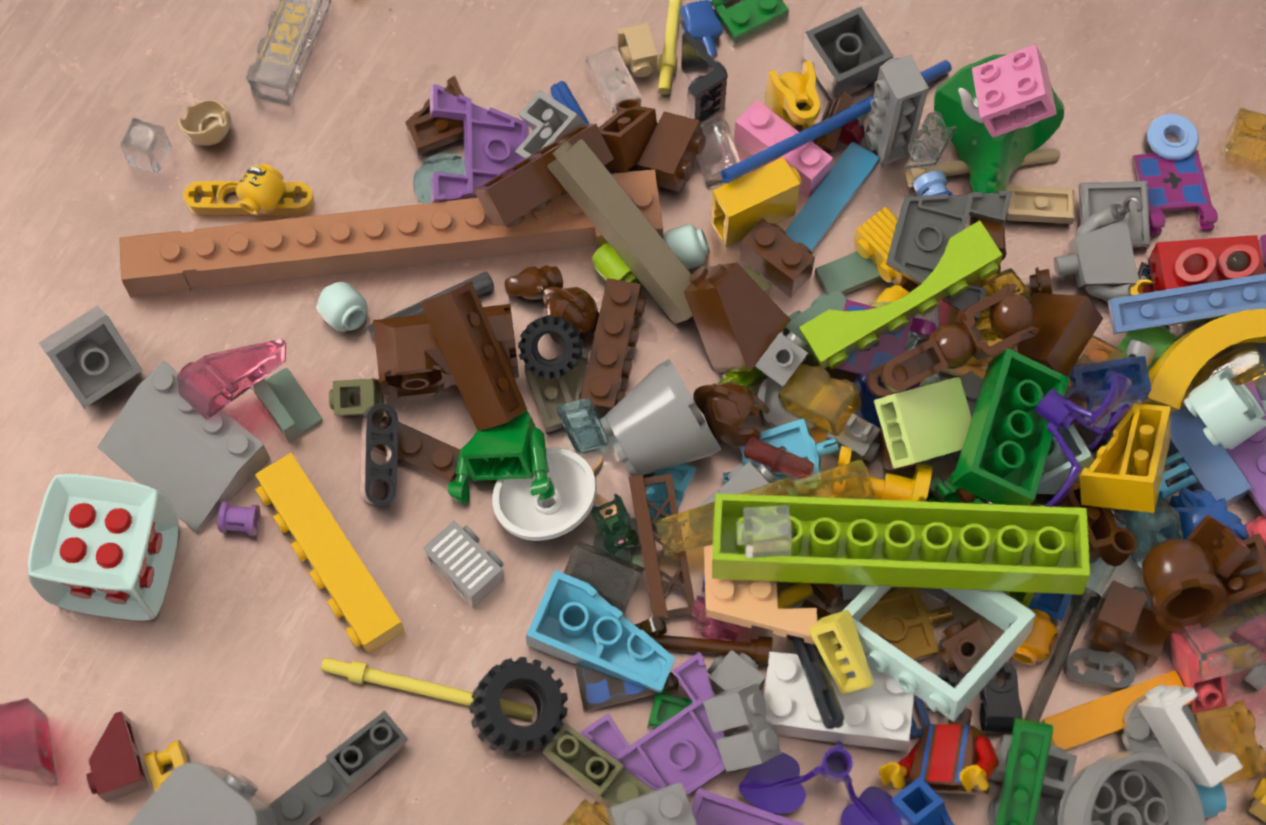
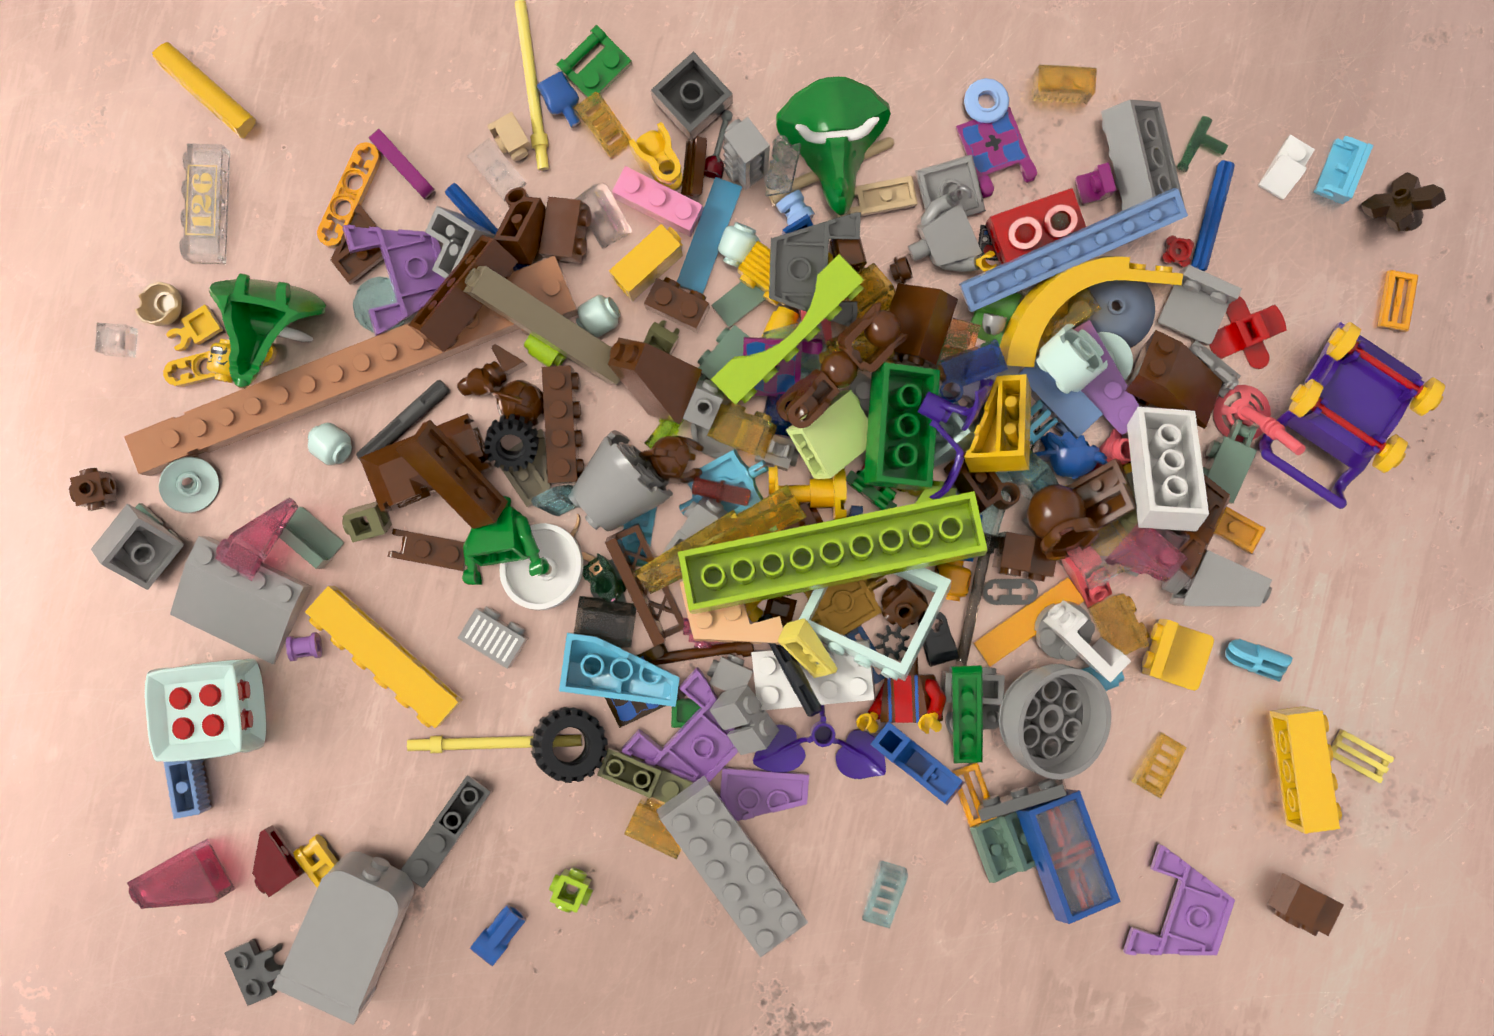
camera: 15 degrees left, 20 degrees up
(47, 638) = (187, 788): none -> medium blue brick
(63, 288) = (92, 489): none -> reddish brown brick
(184, 321) = (192, 496): none -> light aqua dish
(237, 156) = (199, 327): none -> yellow plate
(311, 151) = (257, 314): none -> green animal
(389, 440) = (407, 579): black beam -> none
(441, 65) = (344, 193): none -> light orange beam
(512, 49) = (401, 163): none -> magenta beam
(572, 270) = (507, 361): none -> reddish brown slope
(709, 80) = (583, 167): black bracket -> none
(731, 66) = (587, 104): none -> clear yellow slope
(765, 531) = (724, 581): clear brick -> none
(817, 130) = (693, 174): blue piece -> none
(858, 208) = (737, 243): none -> light aqua head
(1013, 91) = (842, 117): bright pink brick -> none
(1221, 545) = (1085, 480): reddish brown bracket -> none

